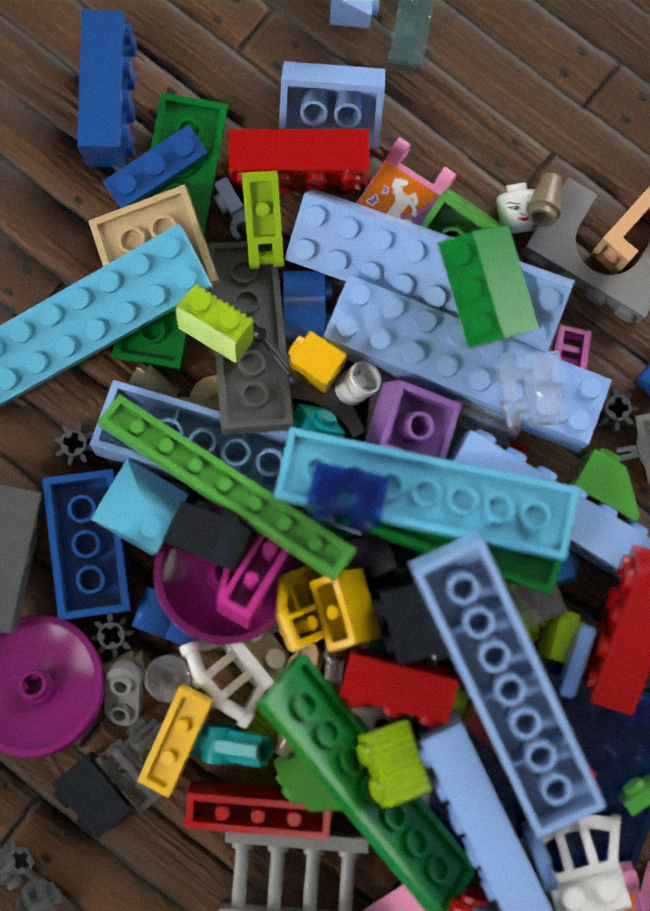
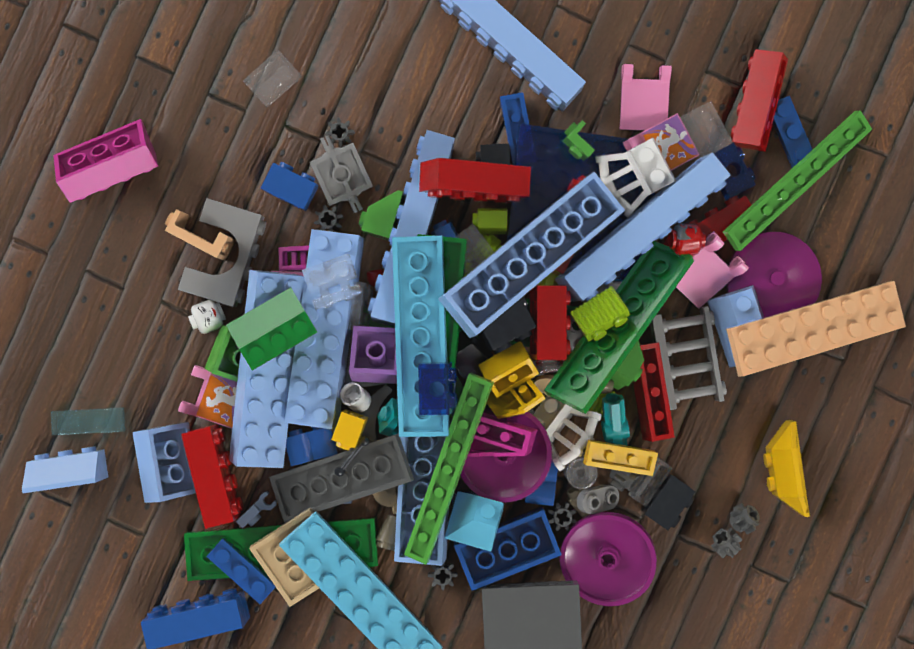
camera: 95 degrees left, 5 degrees up
(207, 534) = (483, 472): black brick -> none
(215, 323) = (340, 503): lime brick -> none
(263, 218) = (259, 489): lime plate -> none
(540, 856) = (637, 203): medium blue tile -> none
(546, 201) = (199, 301): dark tan cone -> none
(576, 660) = (504, 211): medium blue tile -> none

